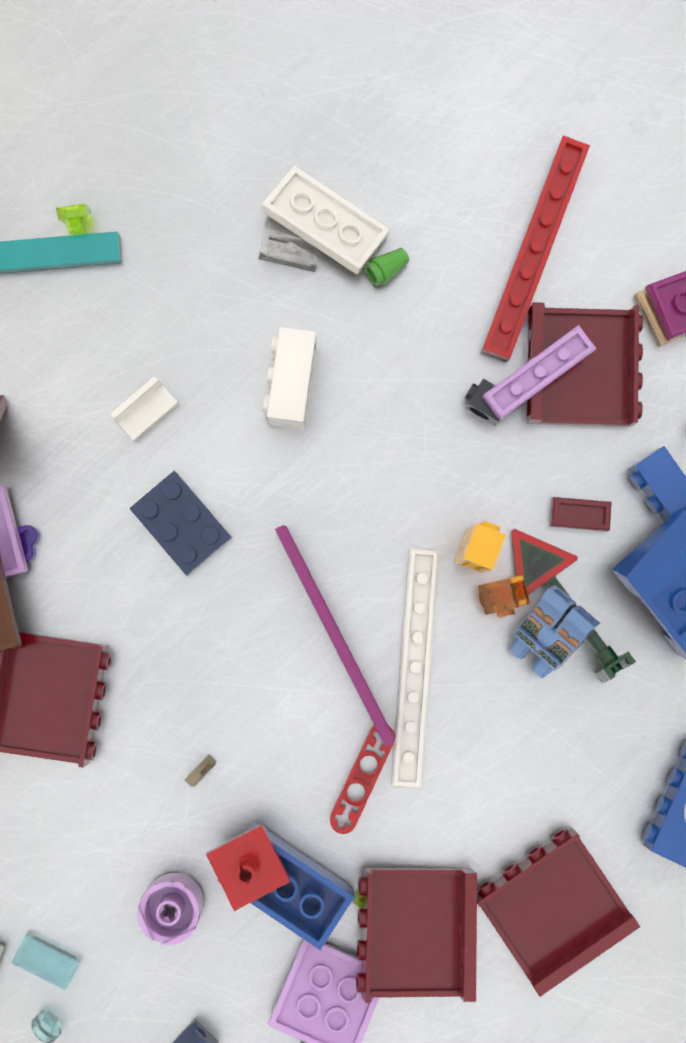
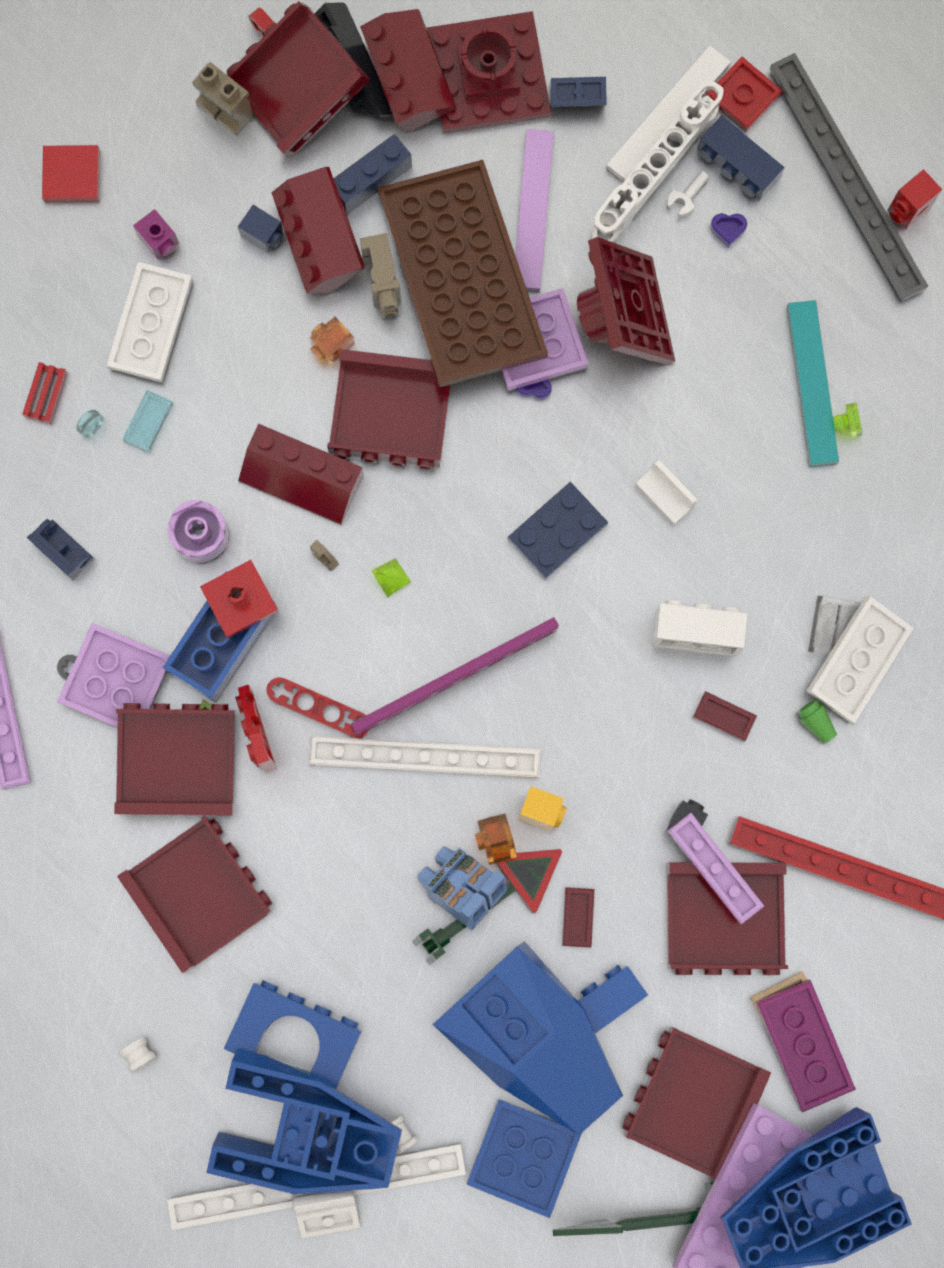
camera: 90 degrees right, 5 degrees down
(111, 796) = (300, 474): none -> dark red slope
(225, 699) = (390, 577): none -> clear neon green slope
(379, 359) = (724, 716): none -> dark red tile
(394, 847) = (253, 728): none -> red plate

